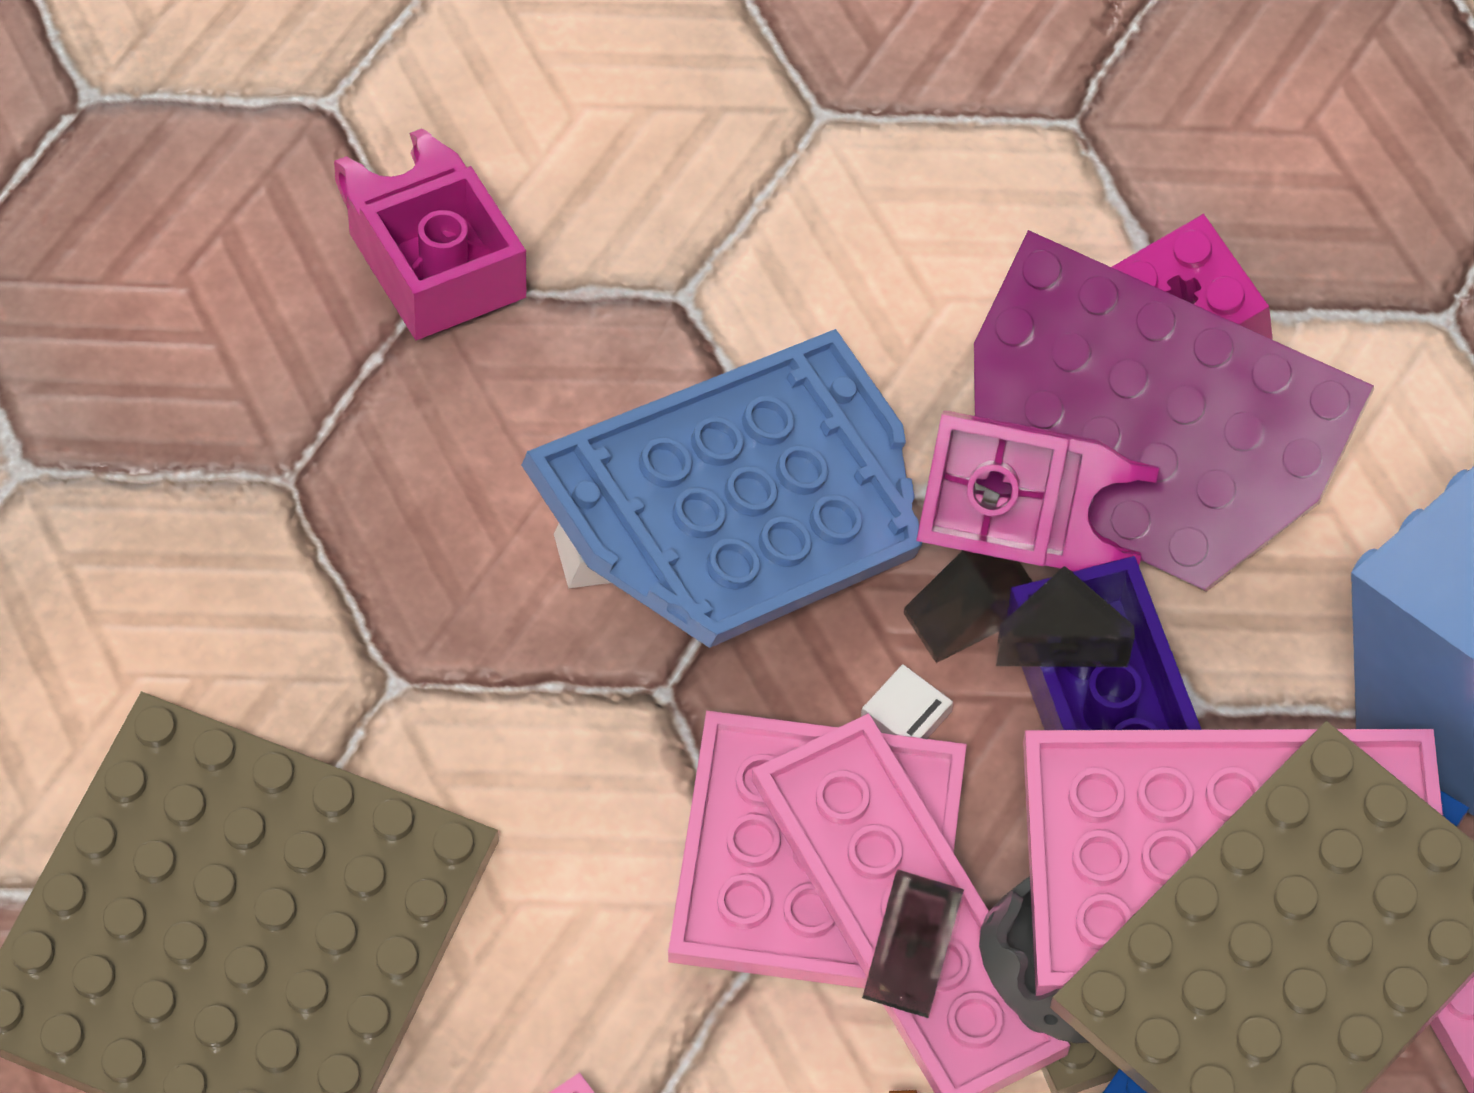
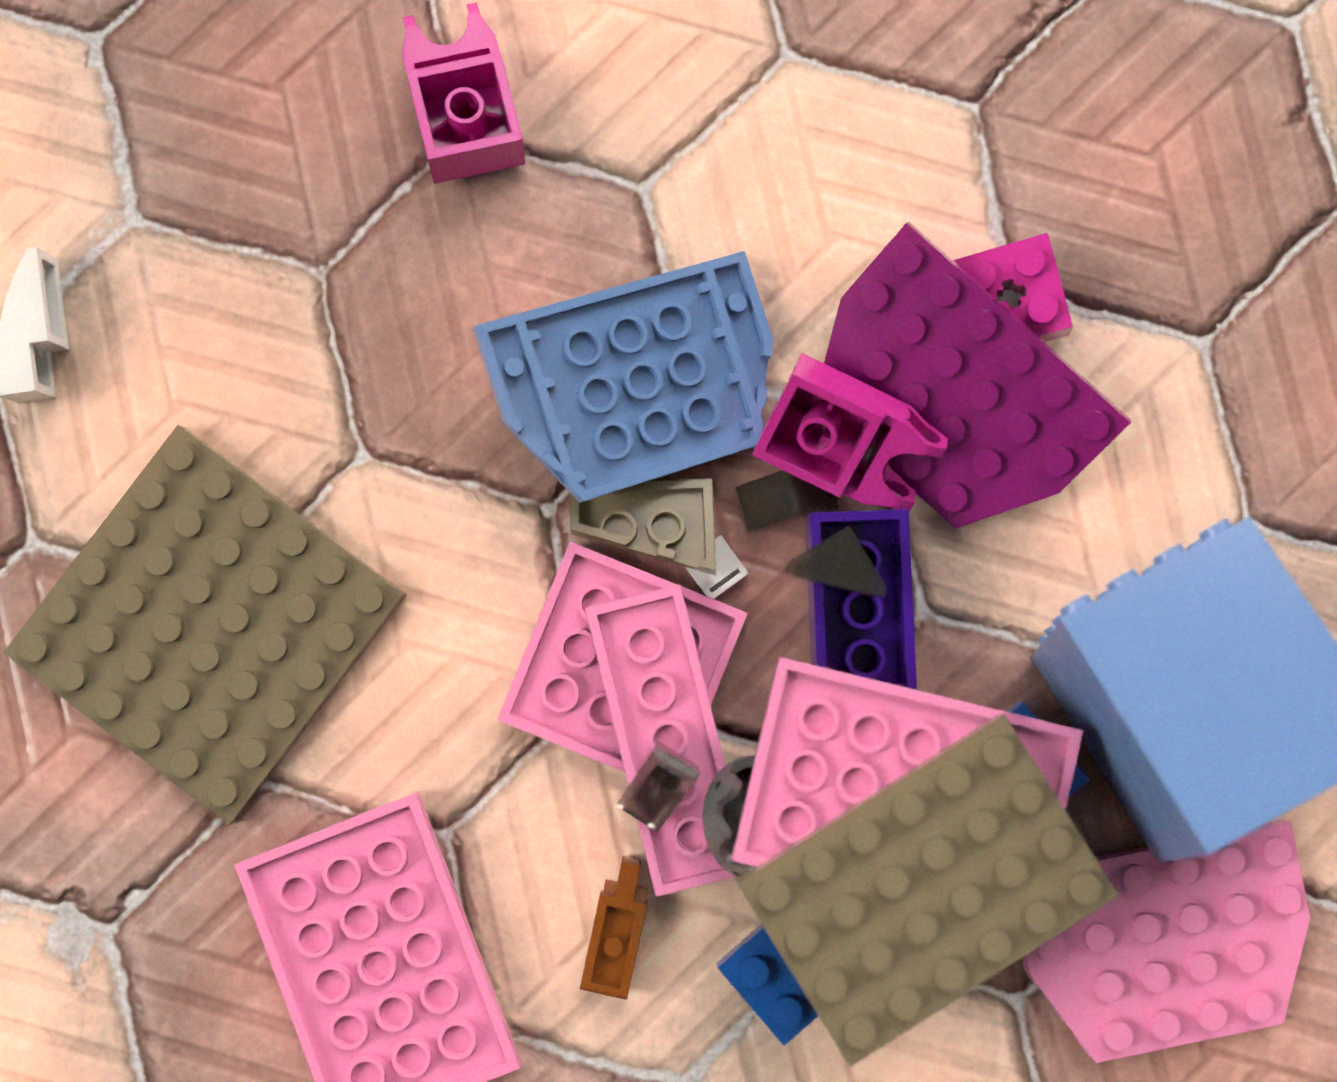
camera: 20 degrees right, 25 degrees up
(804, 662) = (653, 519): none -> dark tan wing

